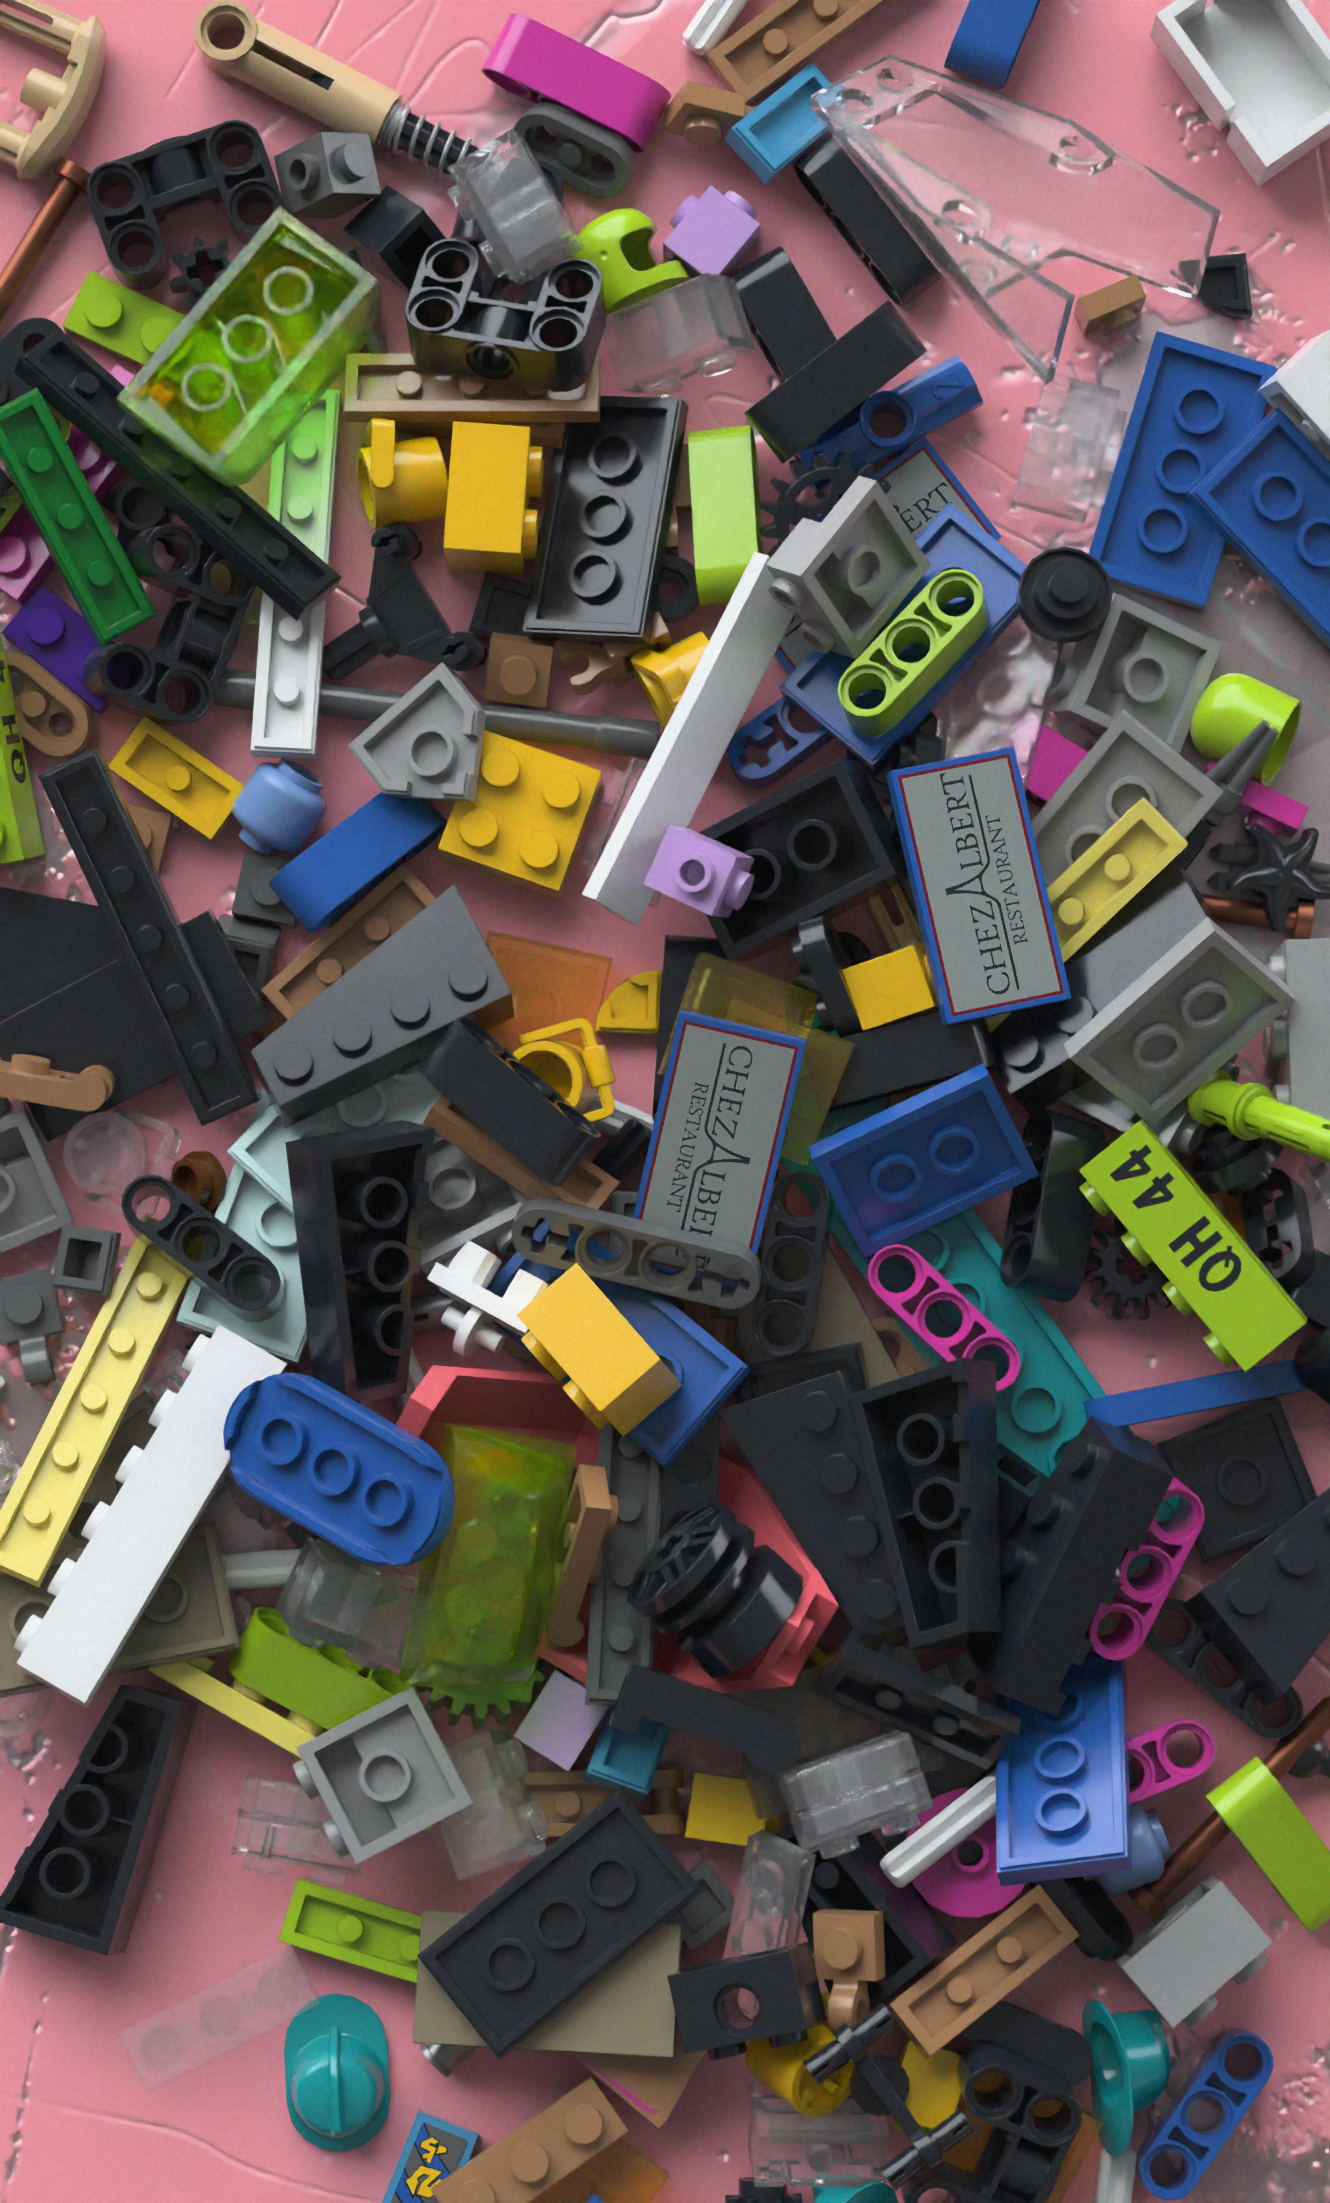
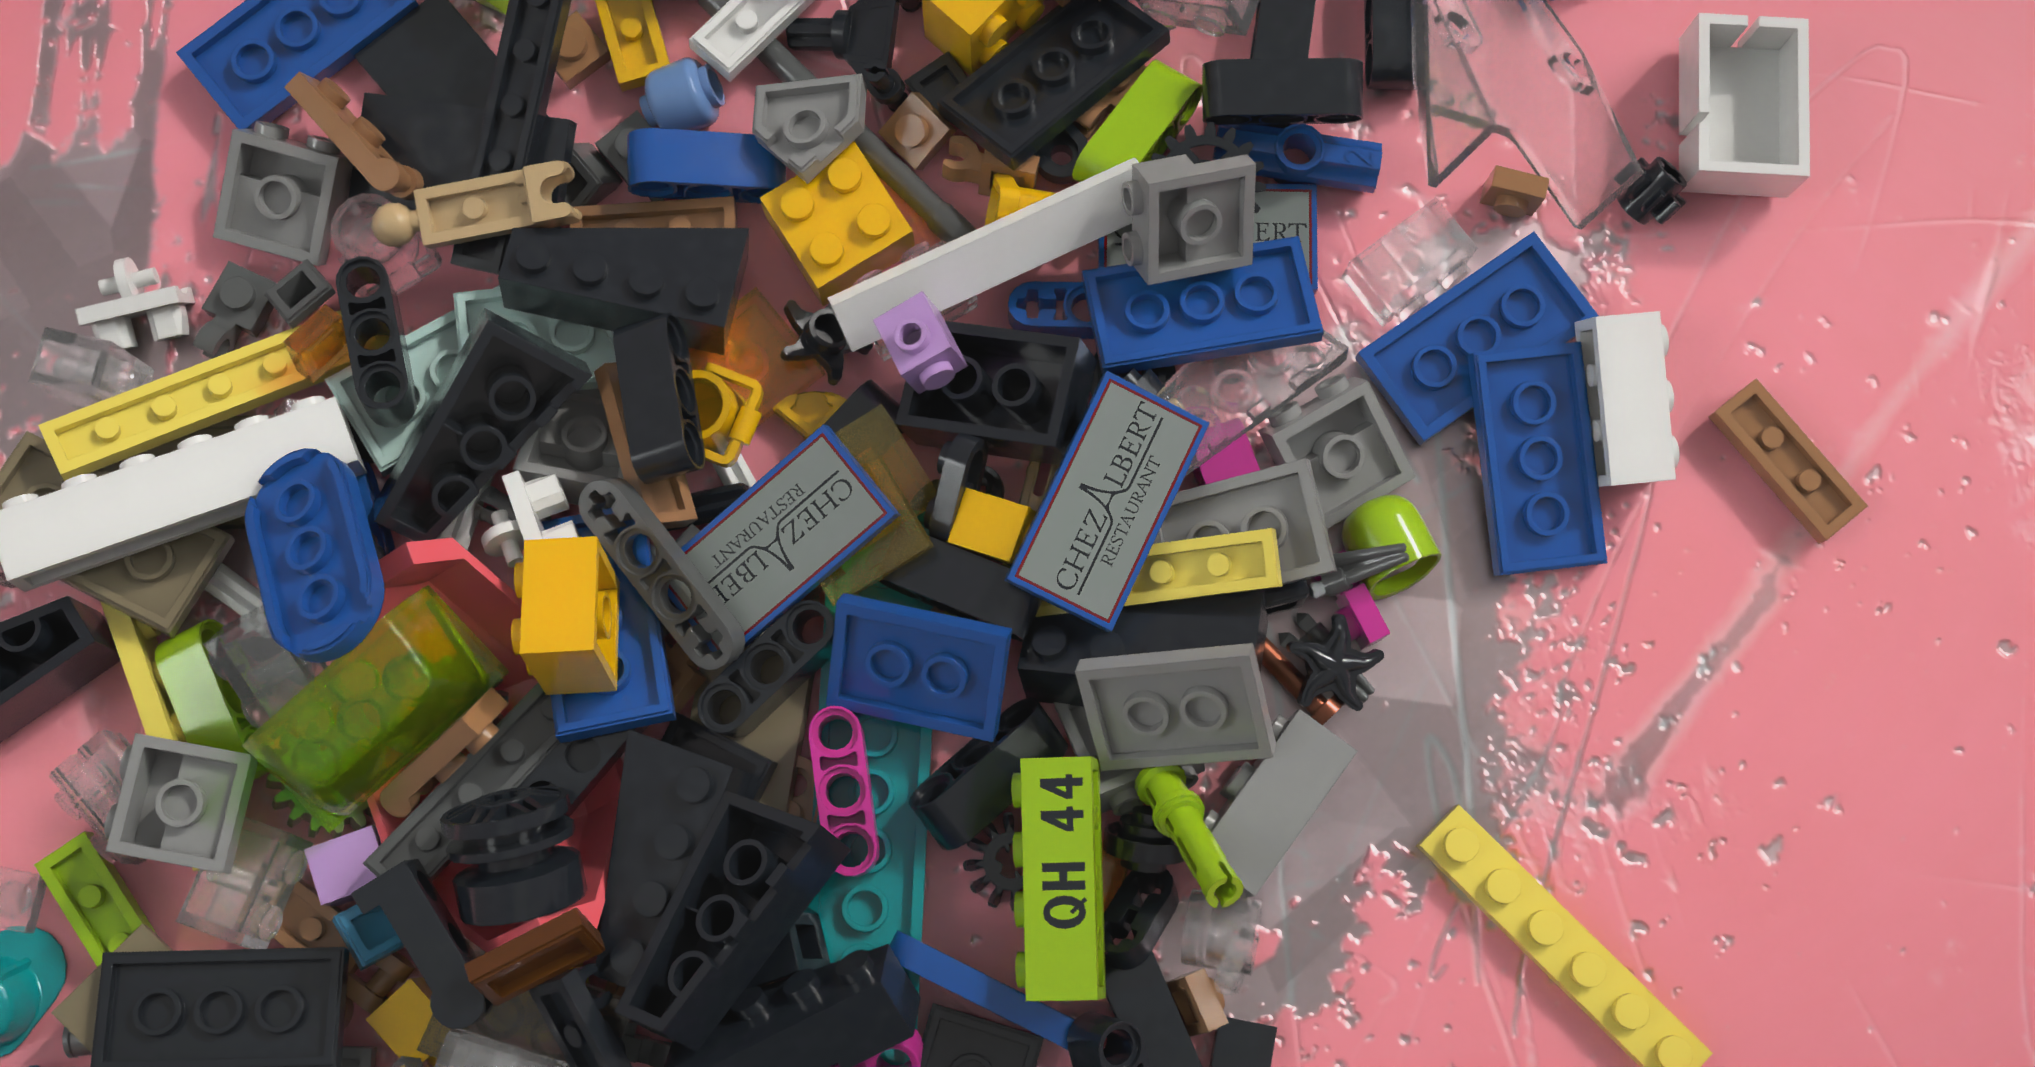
camera: 35 degrees right, 5 degrees down
(154, 1290) = (317, 343): none -> clear orange tile
(198, 1059) = (479, 208): none -> tan plate
(201, 1178) = (422, 302): reddish brown plate -> none
(587, 932) = (818, 339): none -> black animal
(808, 1656) = (535, 957): none -> reddish brown tile
(918, 623) = (1211, 291): lime beam -> none
(1064, 595) = (1329, 352): black plate -> none
(1226, 286) = (1604, 240): black tile -> none
(1241, 207) = (1654, 192): none -> black gear

